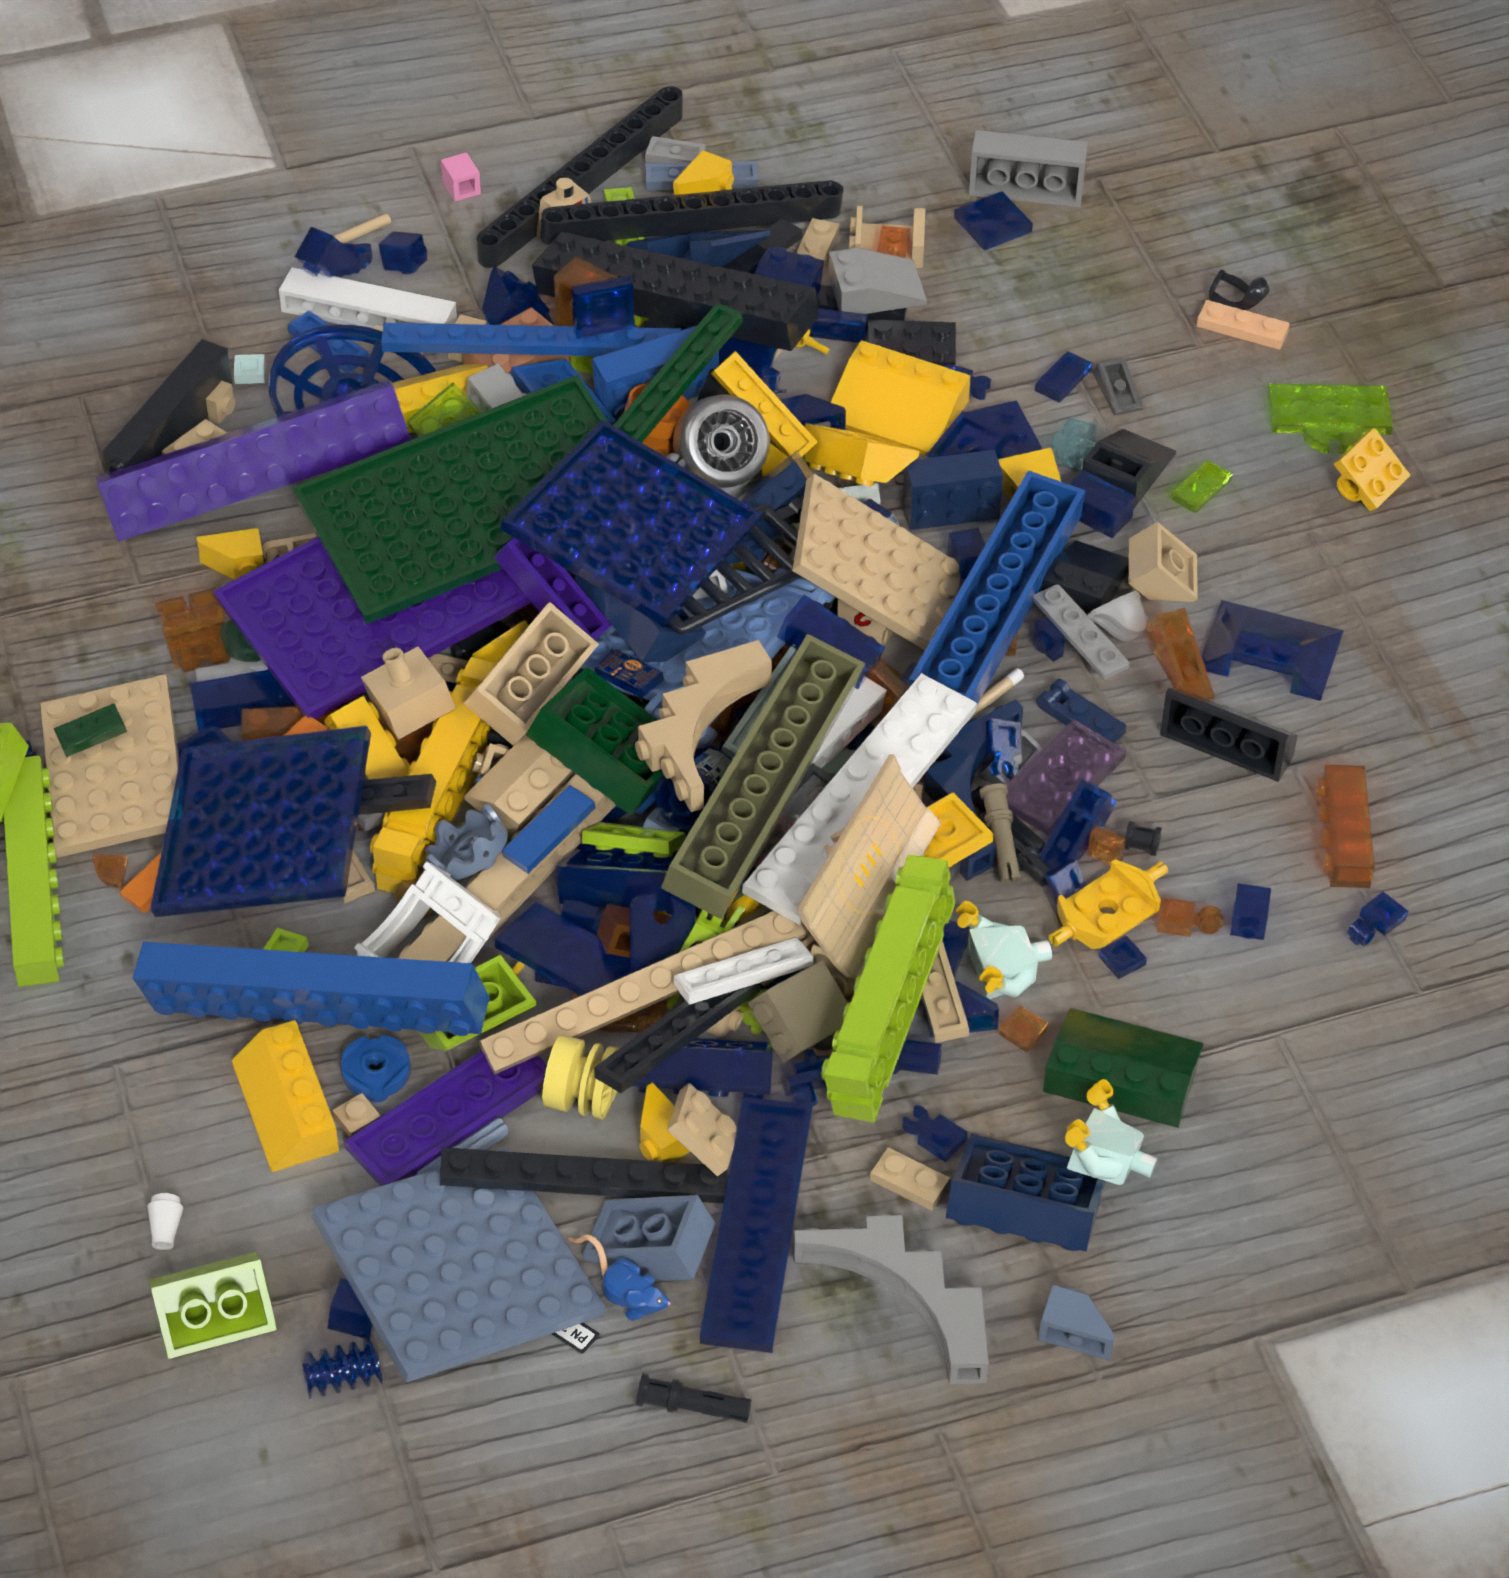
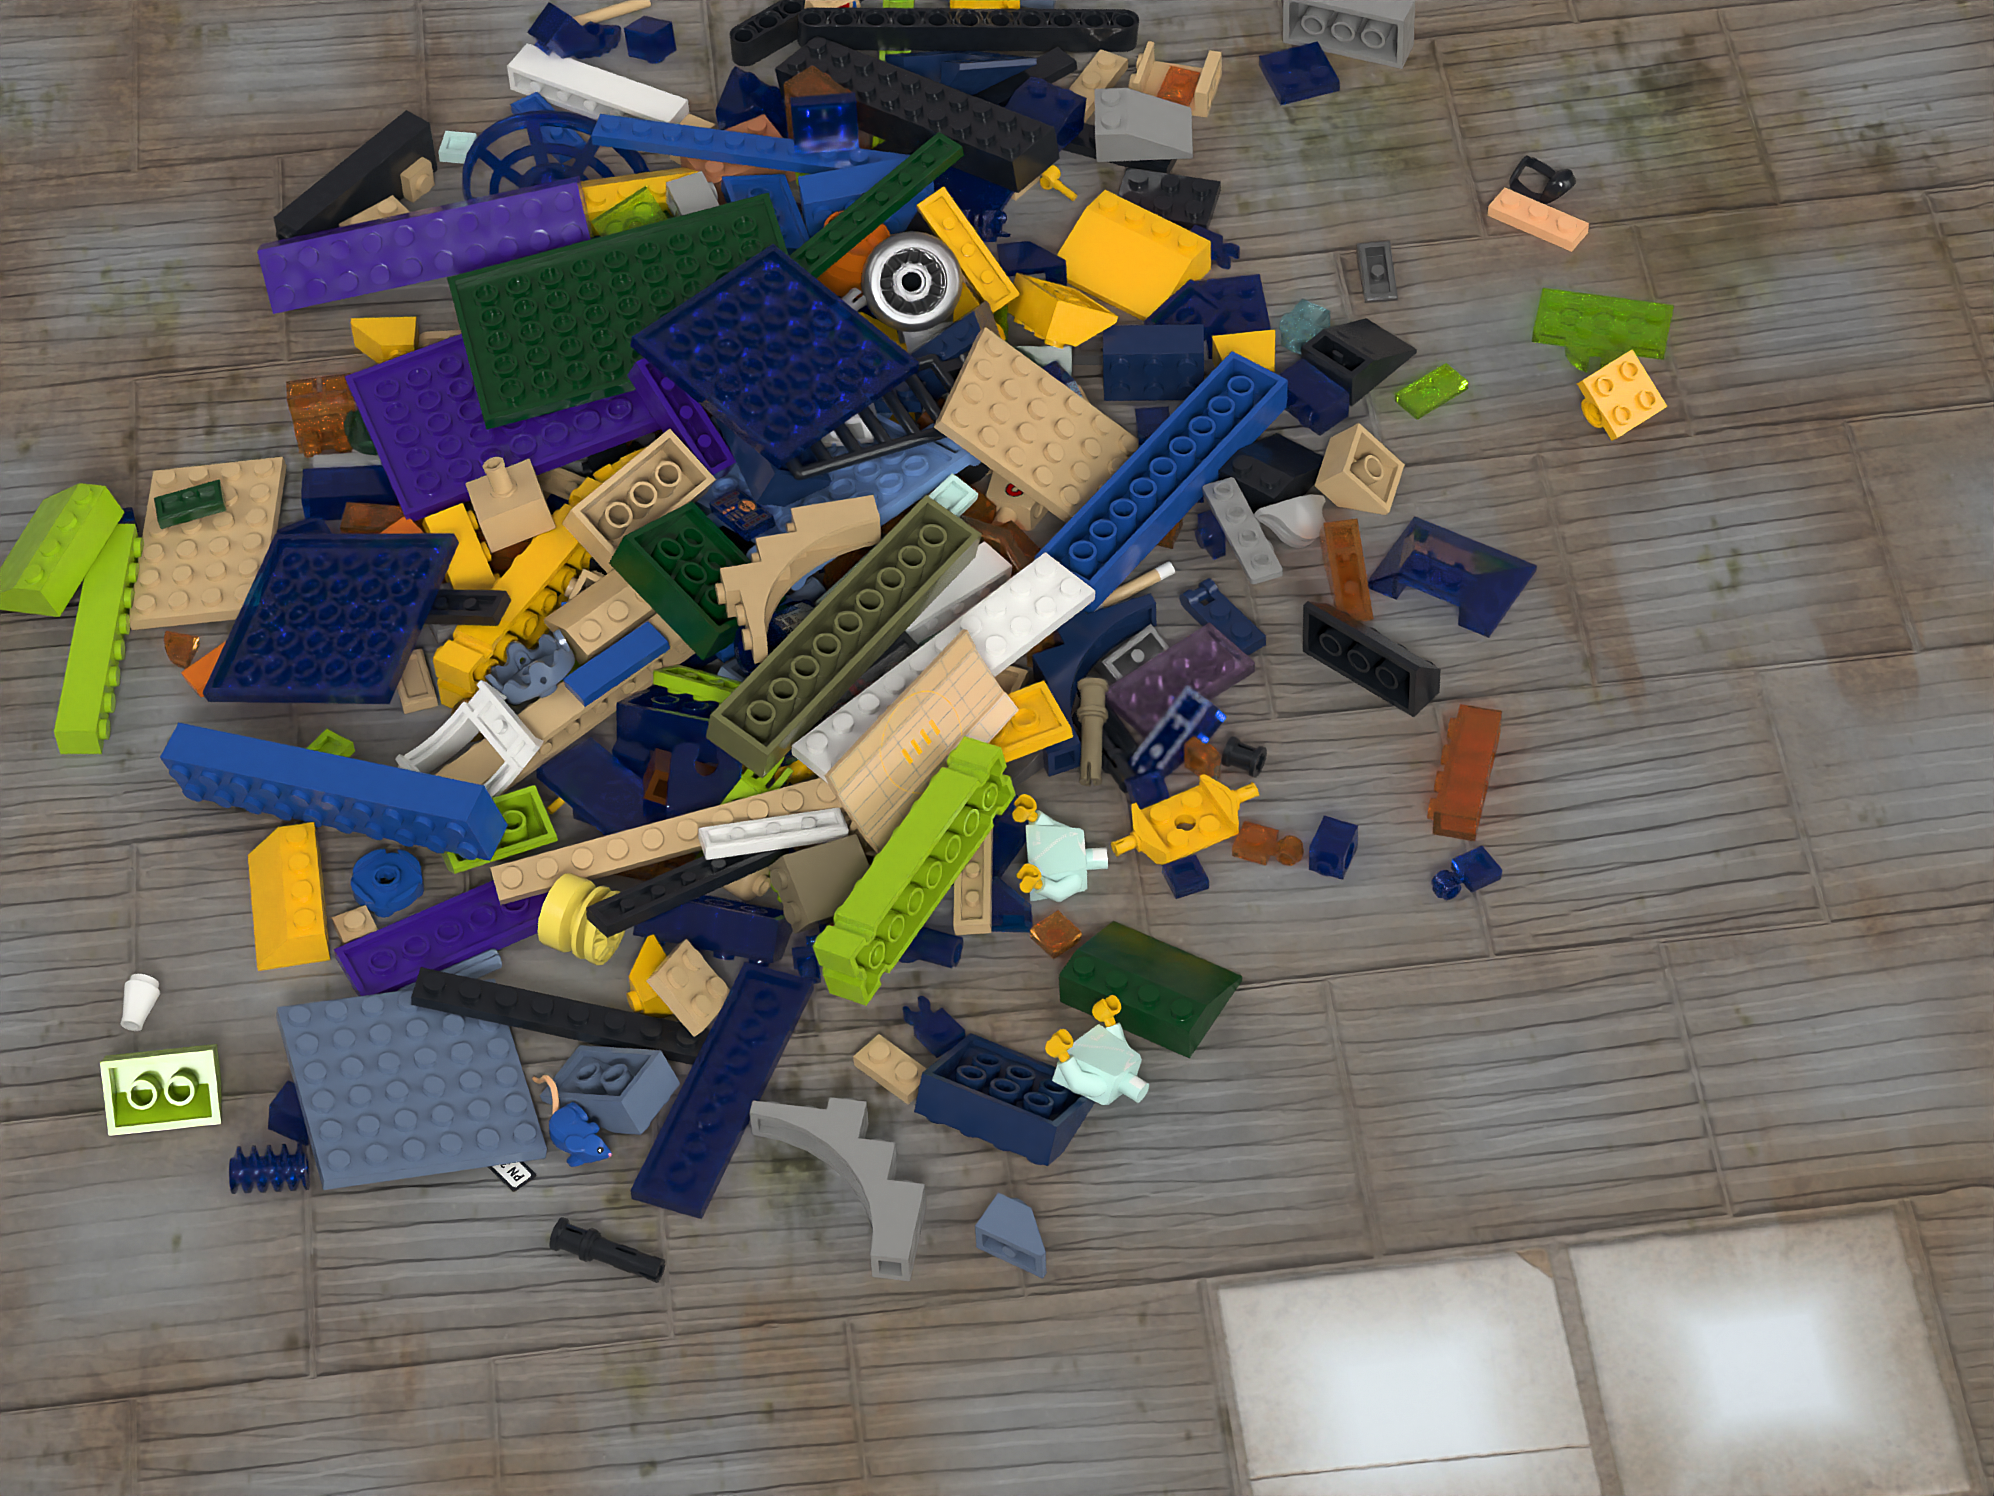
camera: 15 degrees right, 0 degrees up
(814, 619) = (964, 499): clear blue brick -> none
(840, 326) = (1091, 170): clear blue panel -> none
(1004, 741) = (1124, 636): clear blue plate -> none
(1063, 376) = (1321, 254): clear blue tile -> none

